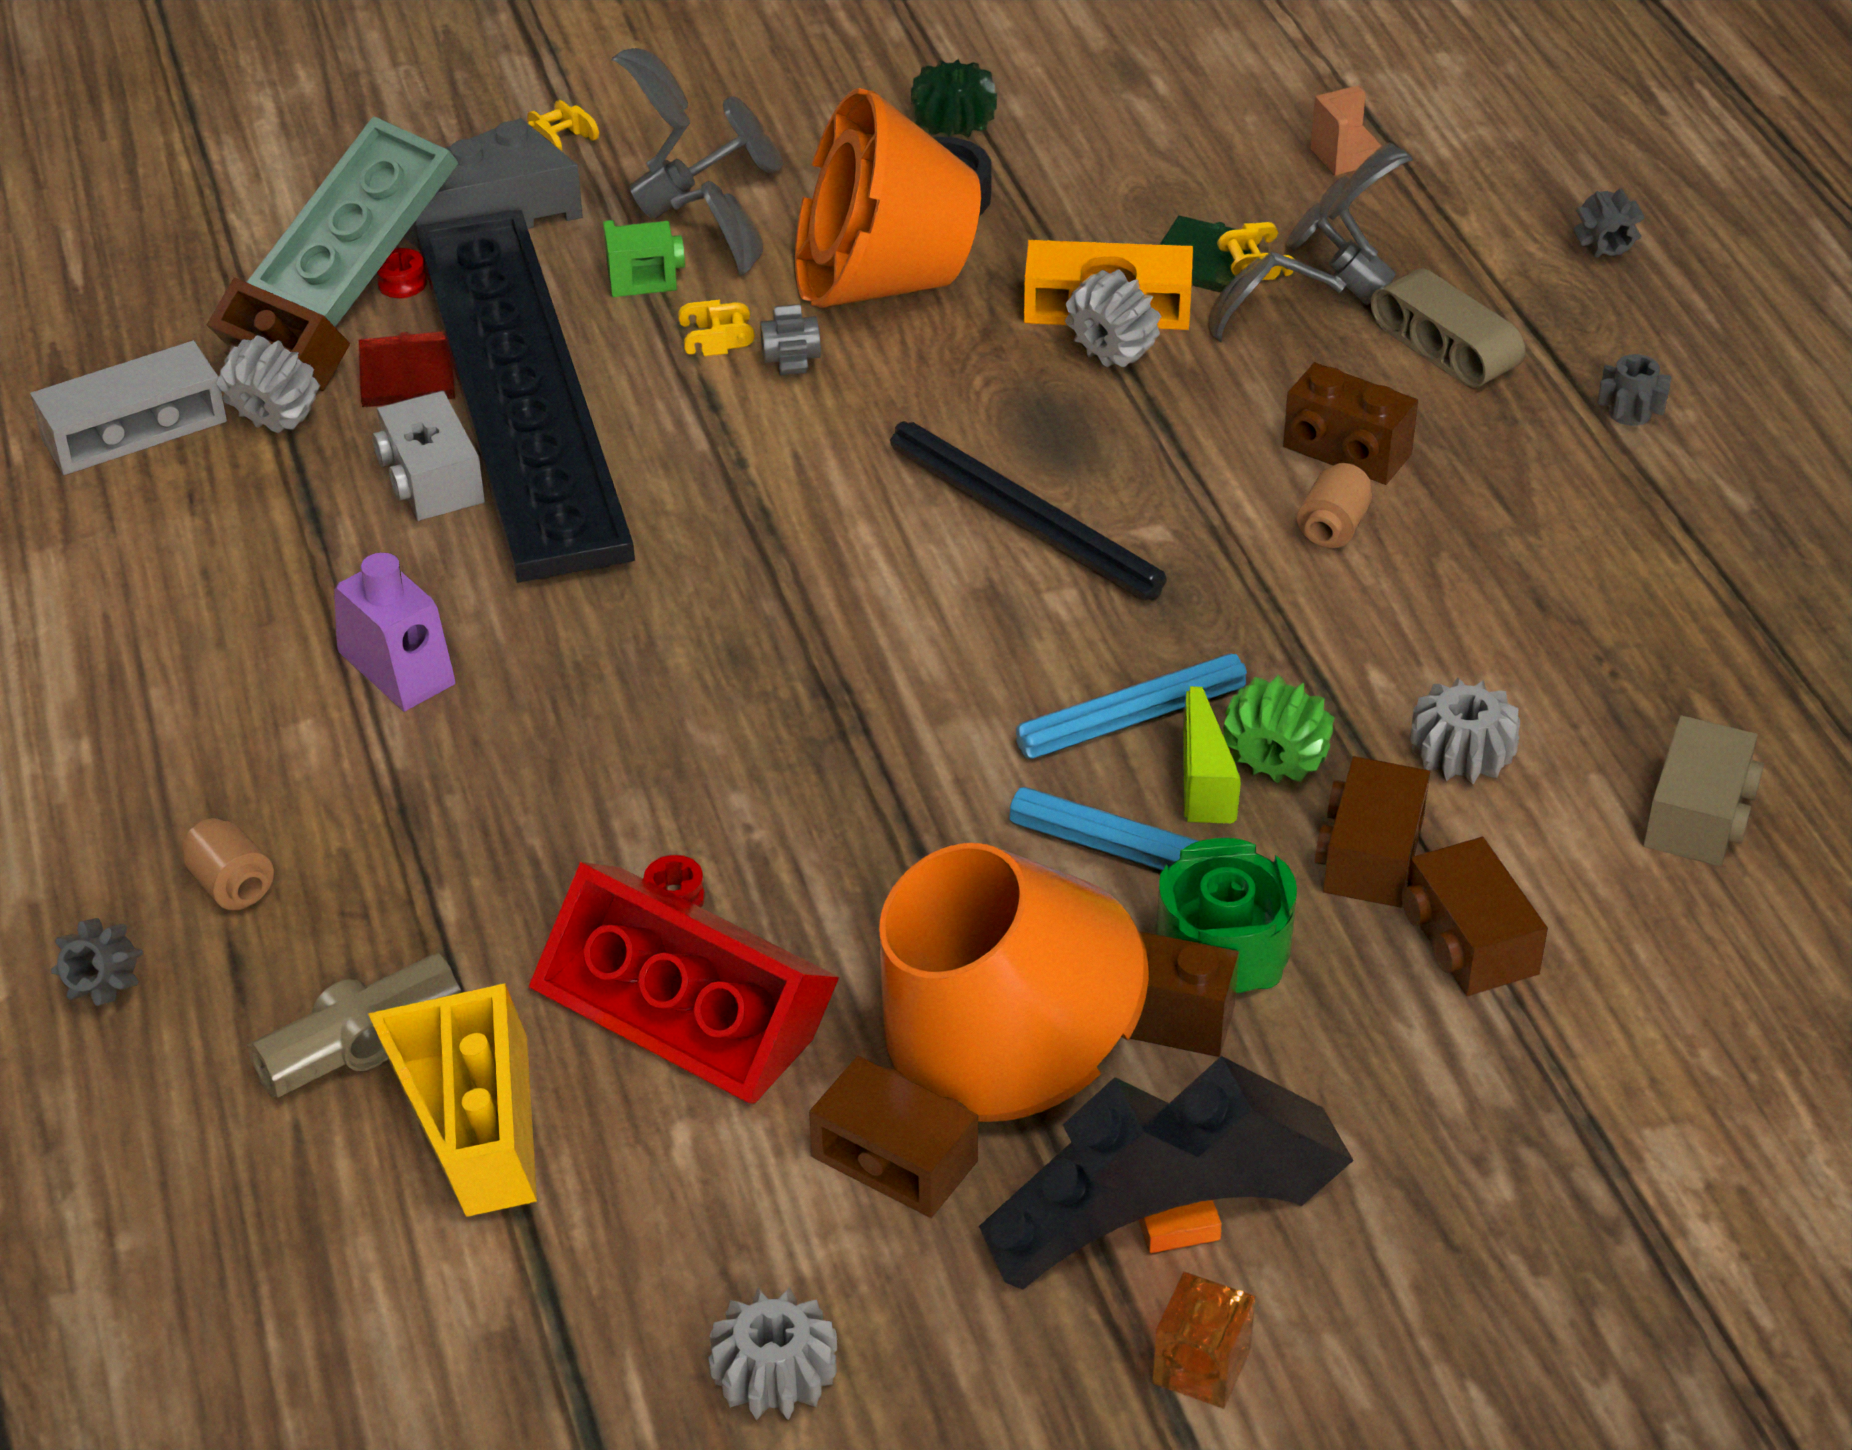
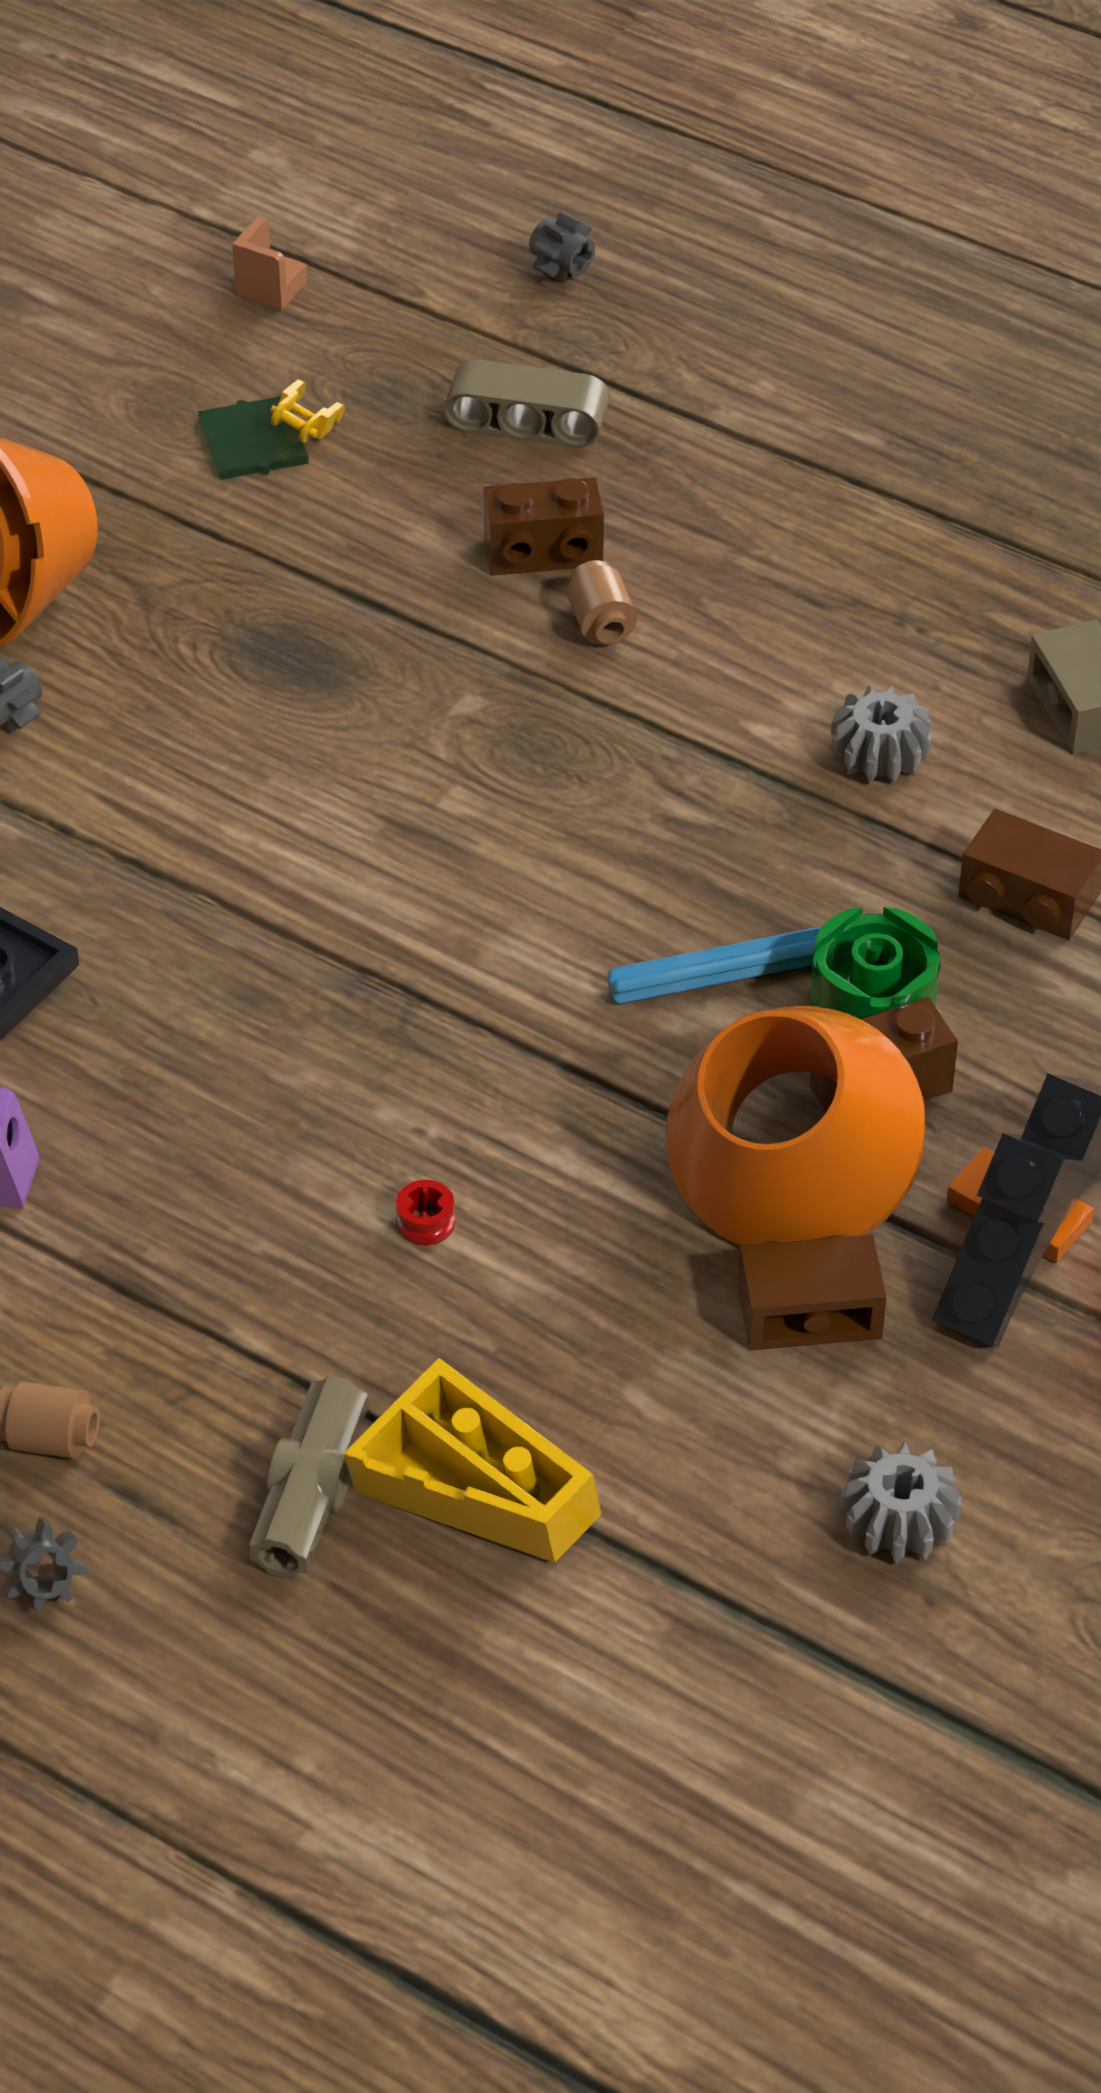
camera: 40 degrees left, 5 degrees up
(681, 981) = (525, 1280): red slope -> none
(1029, 511) = (356, 739): black axle -> none
(1060, 267) = (250, 482): light orange arch -> none
(1113, 318) = (267, 532): light grey gear -> none
(1128, 706) = (612, 858): dark azure axle -> none
(1208, 766) = (724, 868): lime slope -> none
(1278, 729) = (761, 810): bright green gear -> none
(1354, 264) = (410, 385): dark grey plant -> none
(1374, 830) = (900, 849): reddish brown brick -> none
(1634, 389) = (721, 384): dark grey gear -> none

